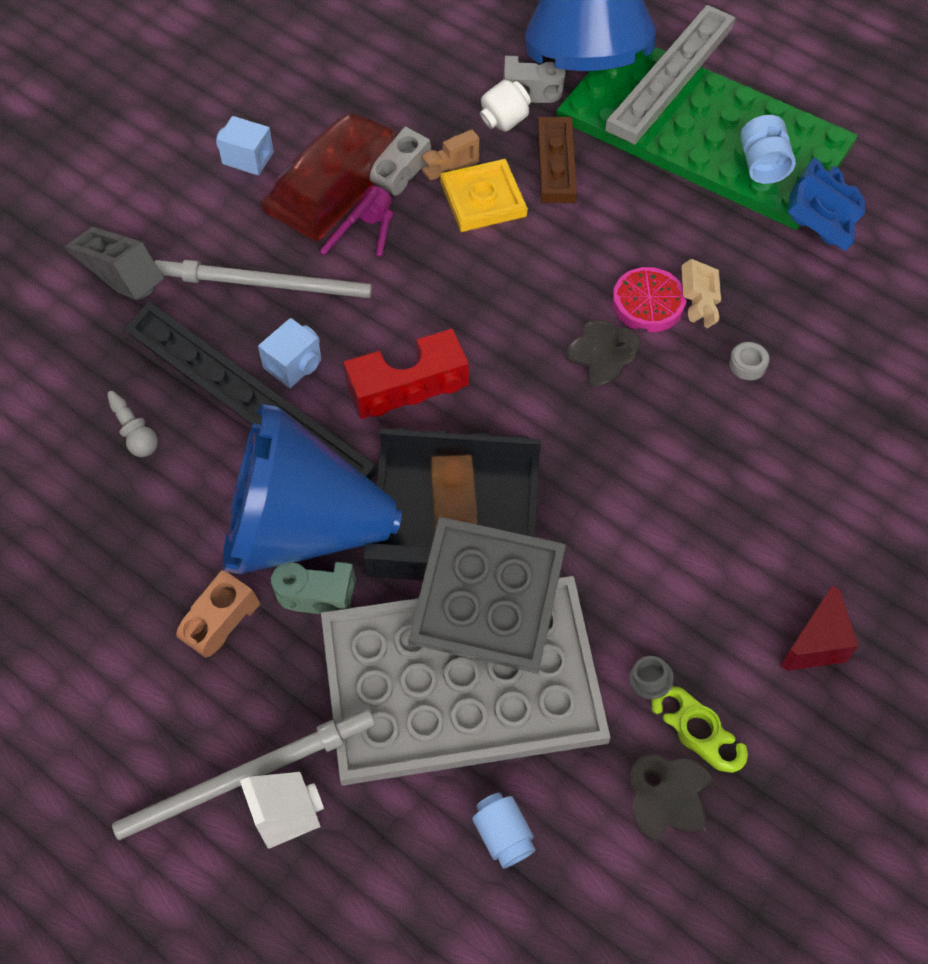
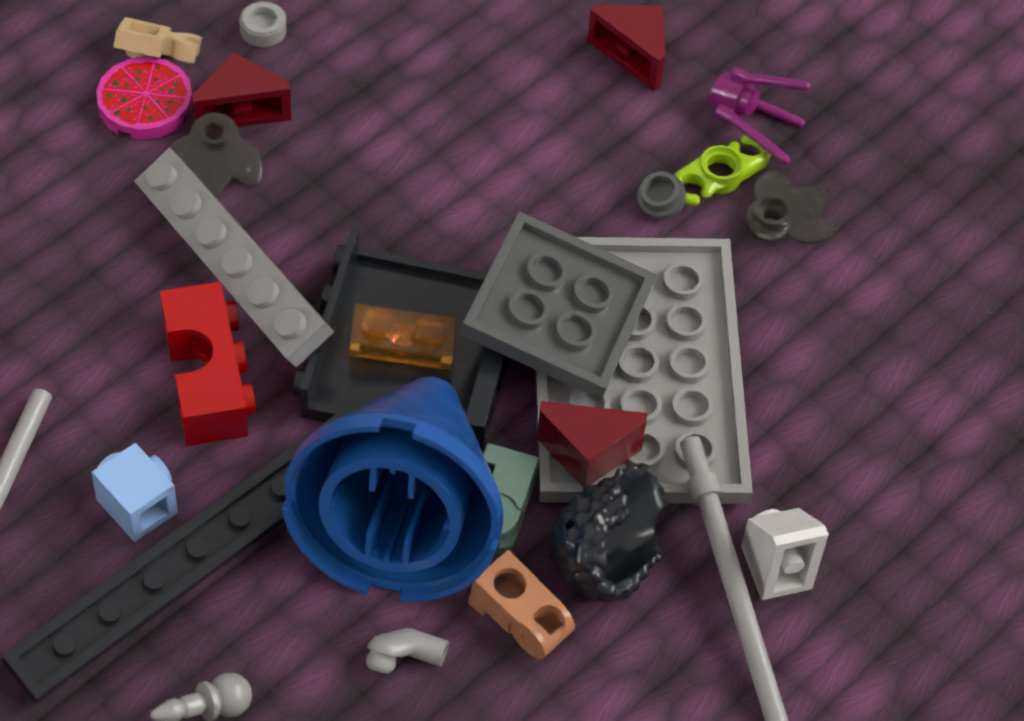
camera: 85 degrees left, 5 degrees down
(185, 539) = (403, 643): none -> light grey arm
(275, 666) = (609, 534): none -> black piece
(355, 634) = (590, 438): none -> dark red slope
(496, 371) = (234, 258): none -> light grey plate
(503, 829) = (819, 351): light blue brick -> none
(662, 351) = (244, 94): none -> dark red slope
(782, 733) = (735, 95): none -> magenta plant

